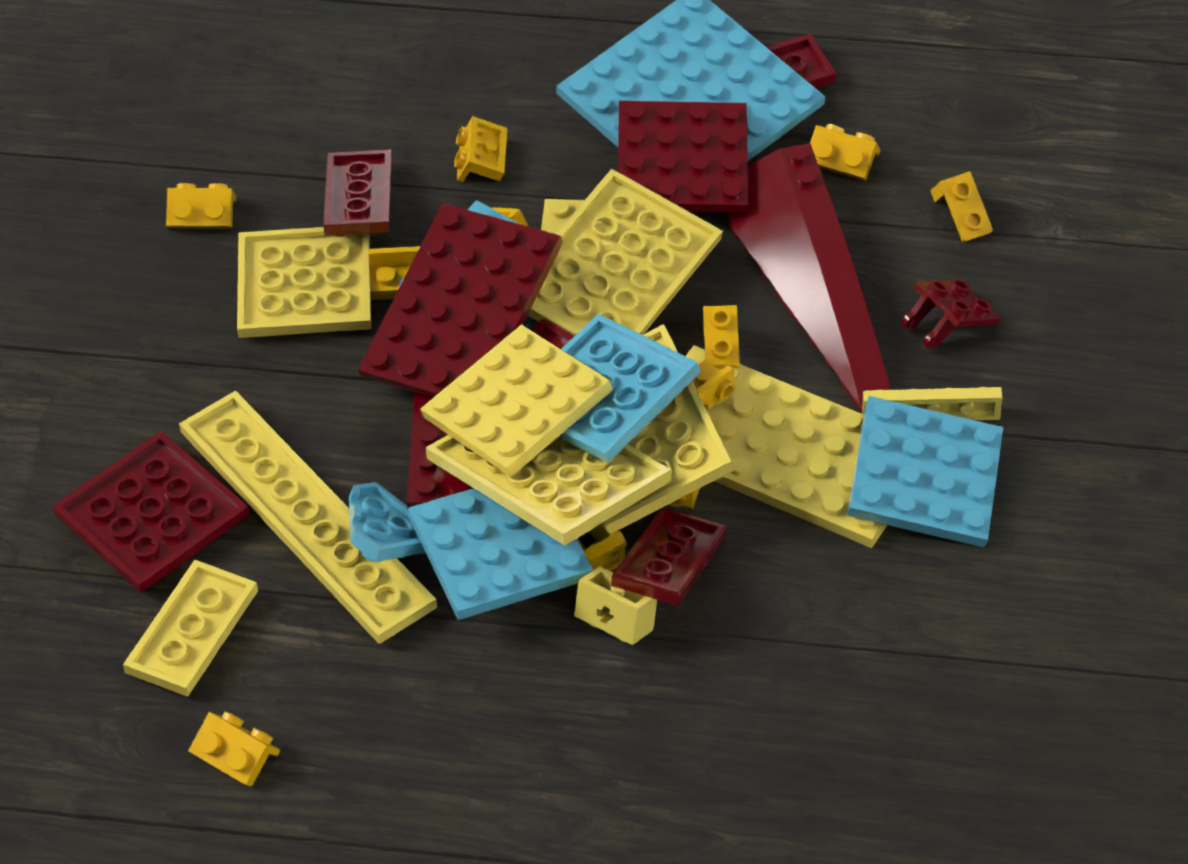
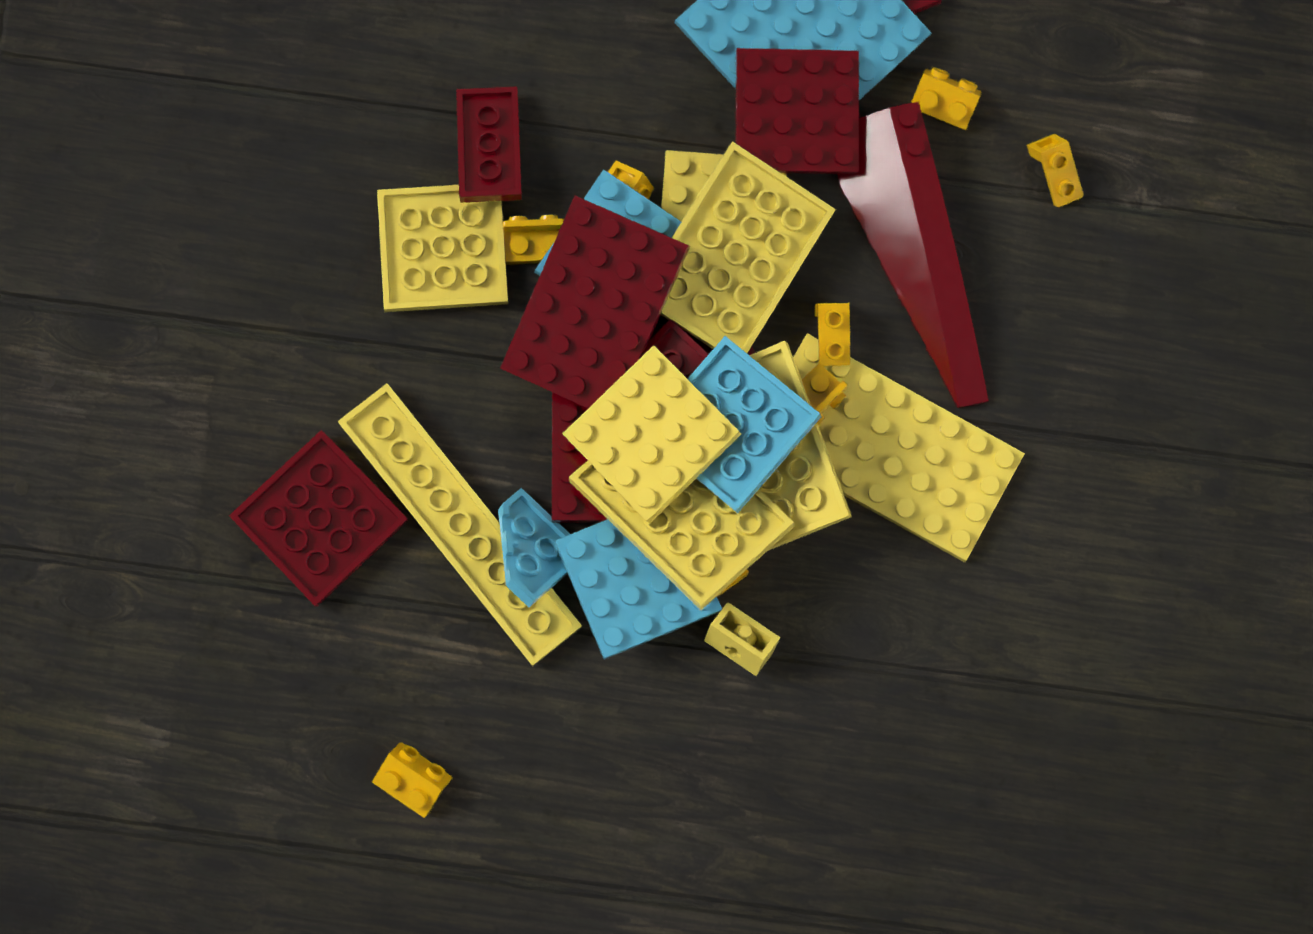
camera: 10 degrees left, 30 degrees up
(190, 628) = (364, 649): light yellow plate -> none
(200, 207) = (337, 152): yellow bracket -> none
(481, 149) = (603, 88): yellow bracket -> none
(669, 556) = (788, 591): dark red tile -> none
(926, 471) = (1016, 490): medium azure plate -> none
(957, 301) = (1049, 293): dark red plate -> none
(967, 403) = (1036, 408): light yellow plate -> none

